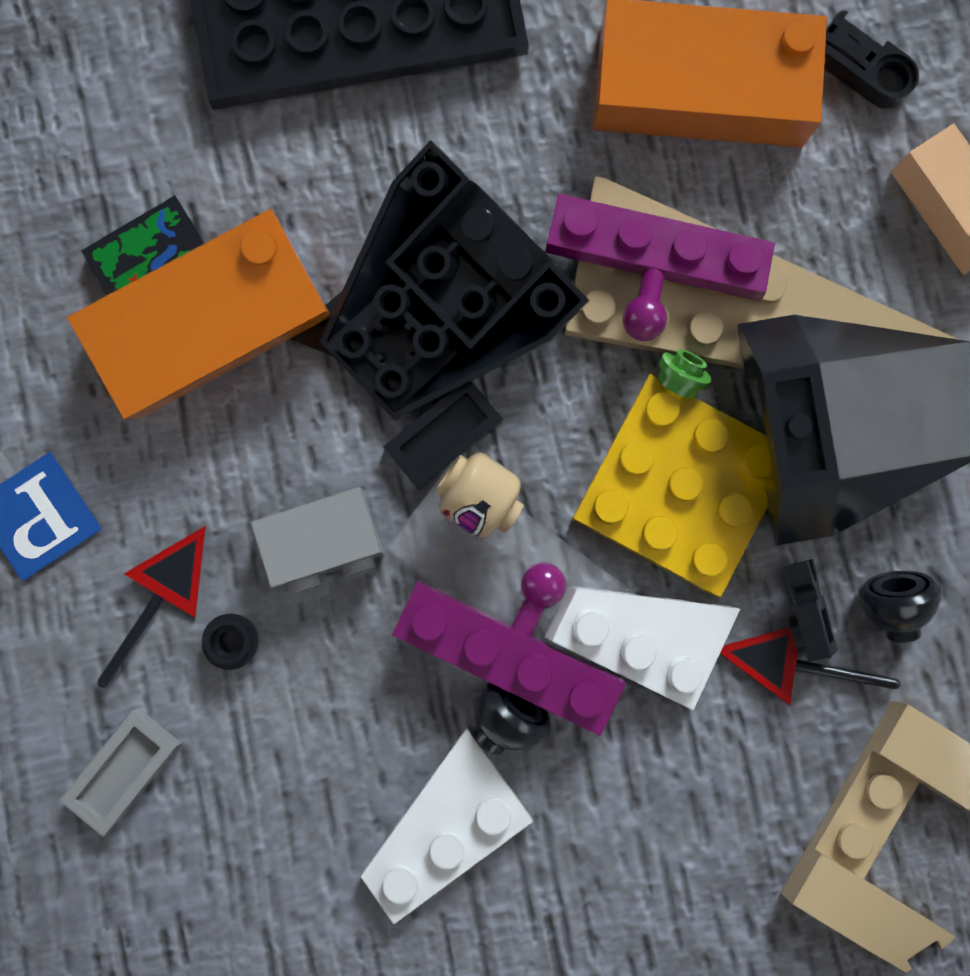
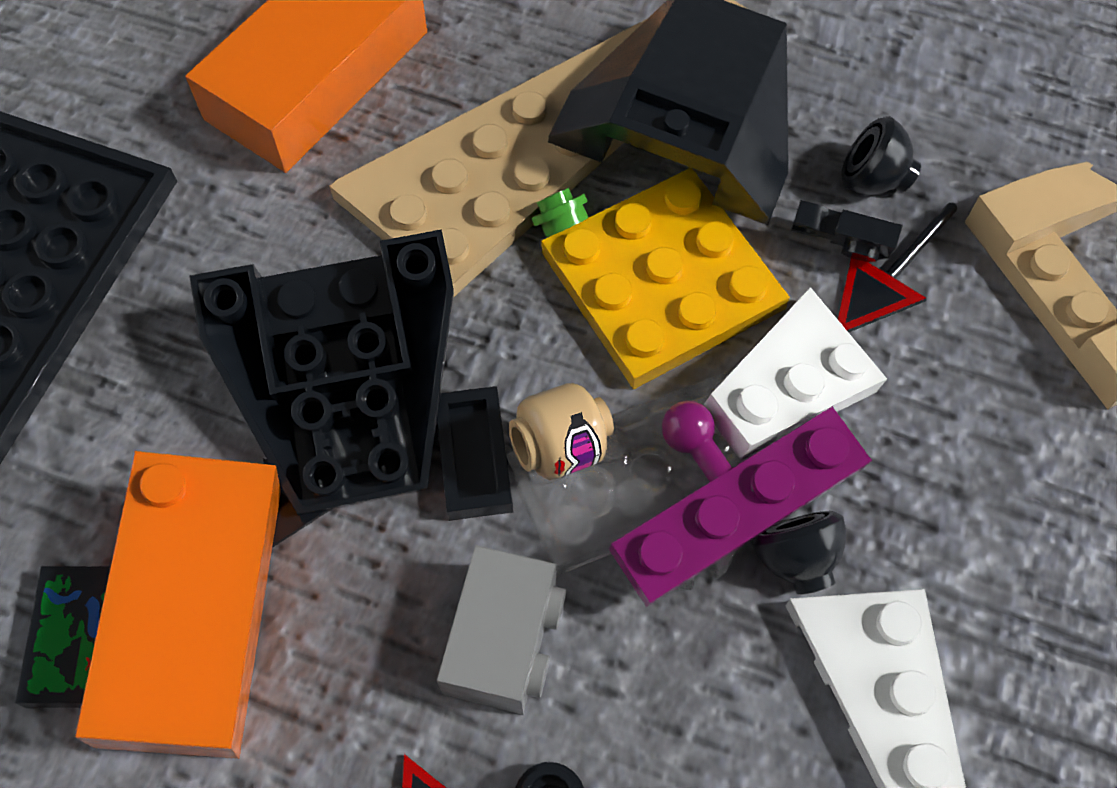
camera: 50 degrees left, 20 degrees down
(659, 252) = (436, 164): magenta plate -> none

